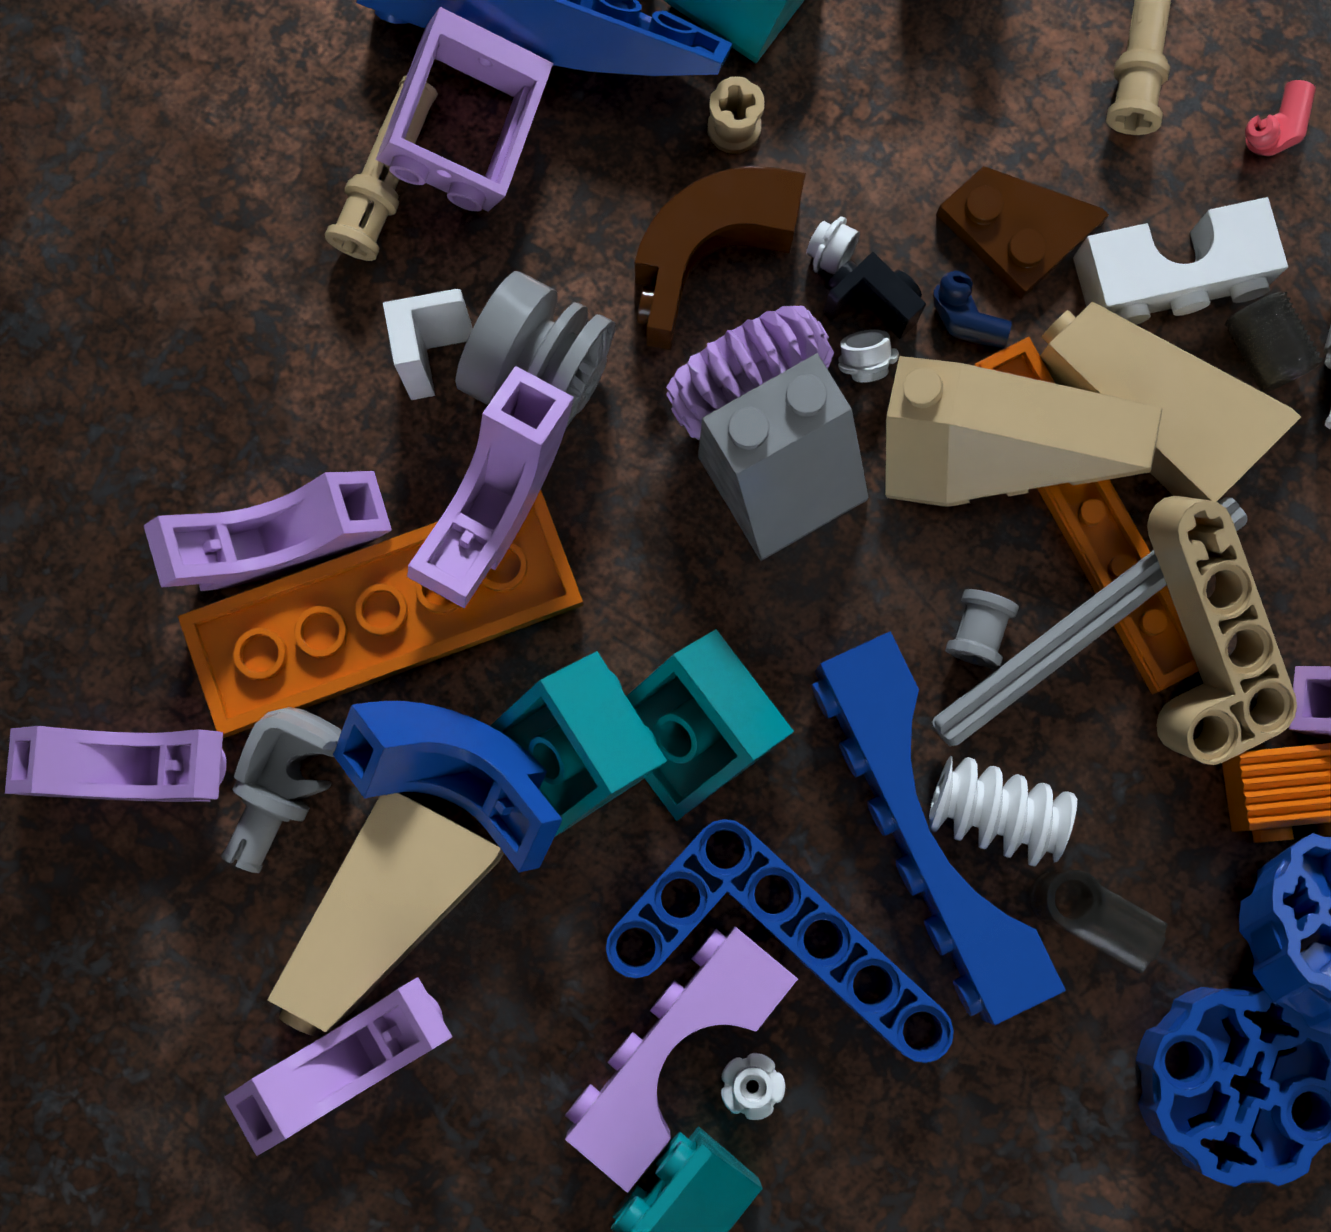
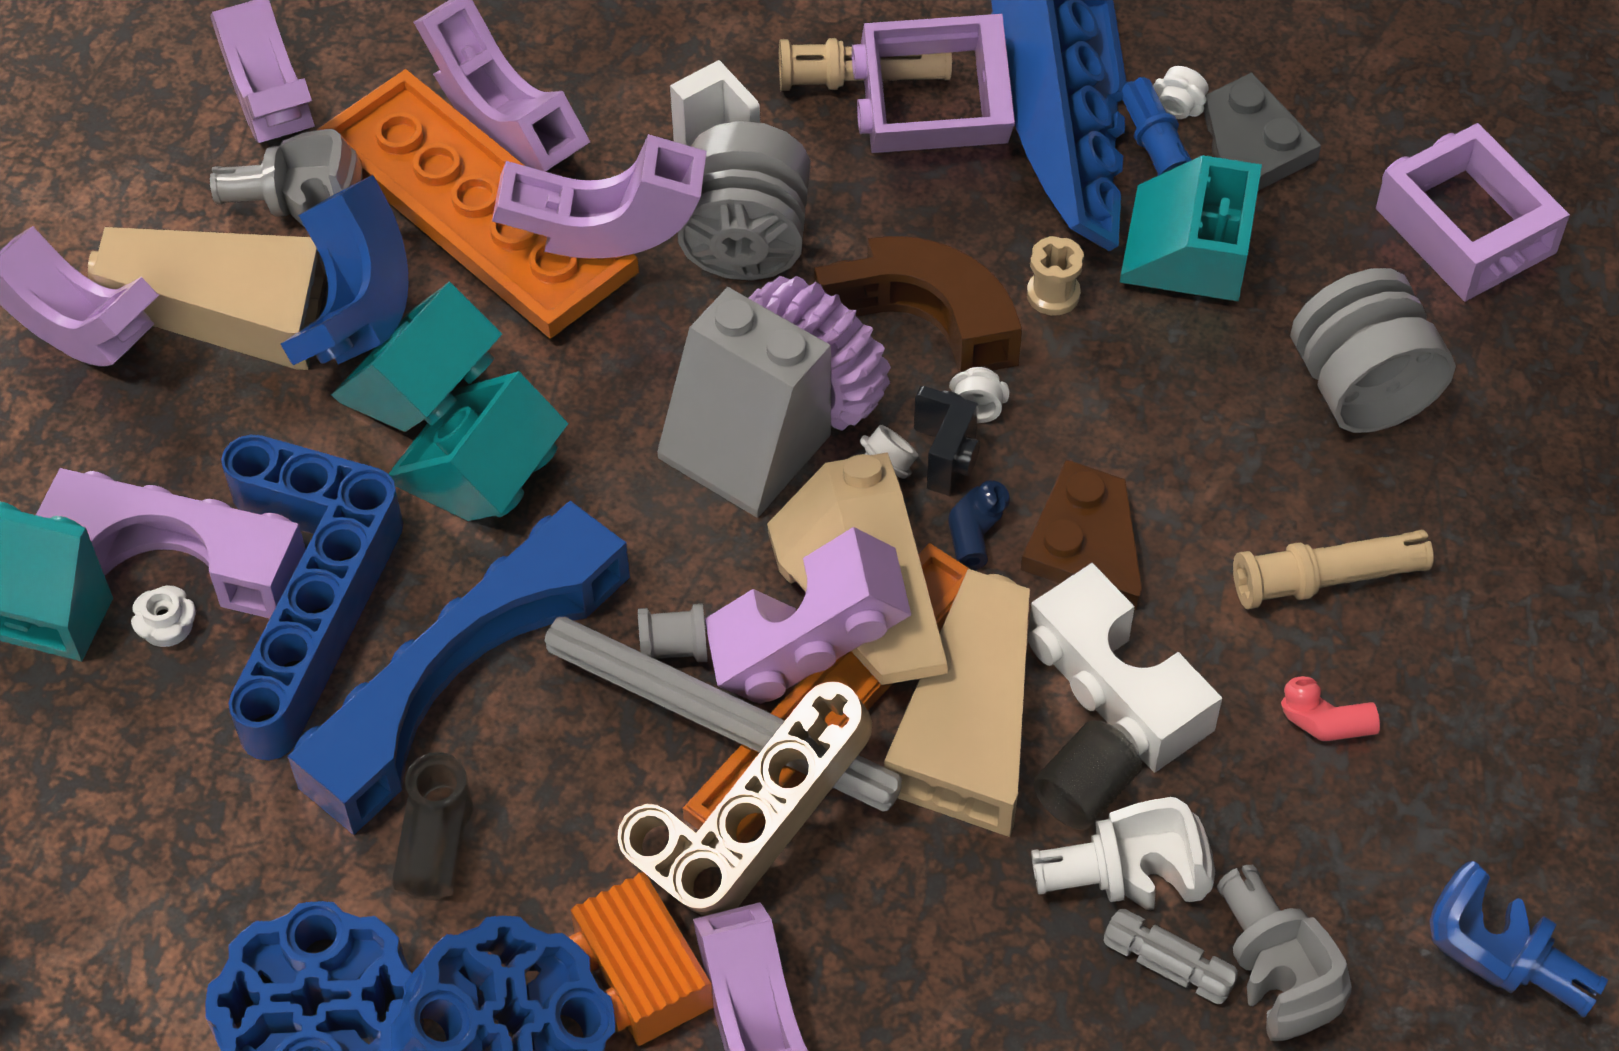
camera: 70 degrees right, 25 degrees down
(1003, 810) = (499, 701): white piece -> none
(1083, 457) = (849, 601): none -> lavender arch

